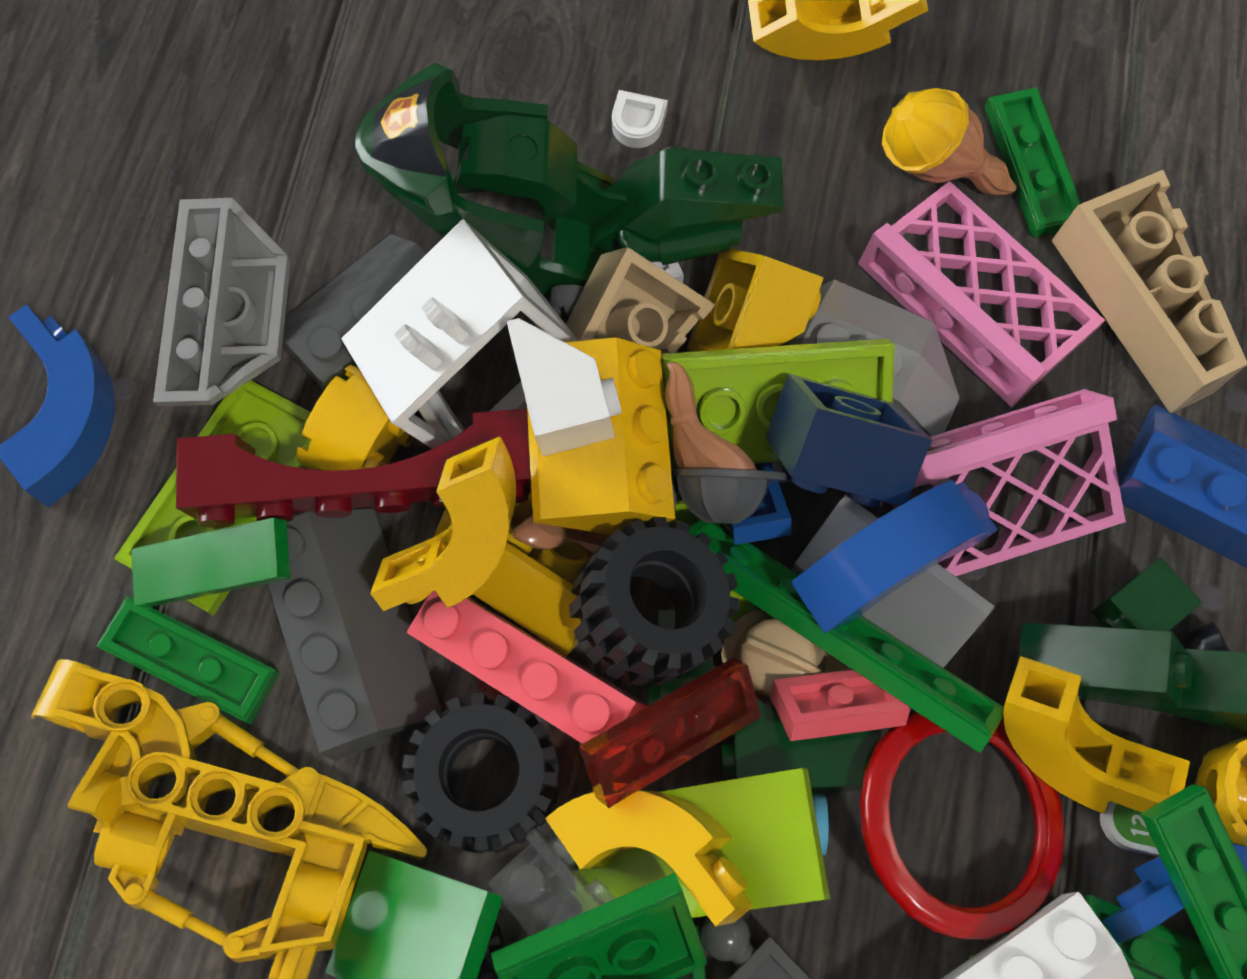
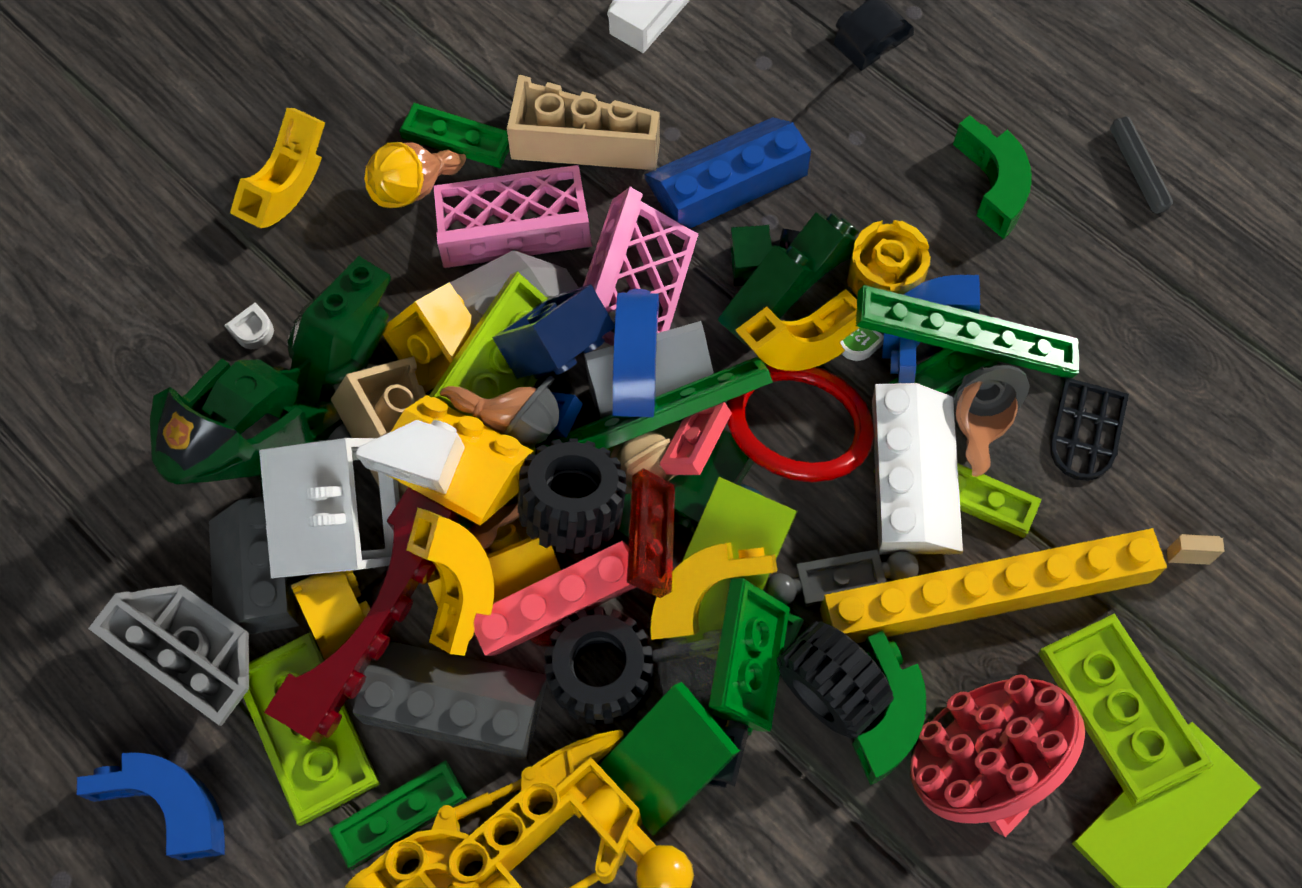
camera: 55 degrees left, 5 degrees down
(211, 563) = (353, 751): green tile -> none

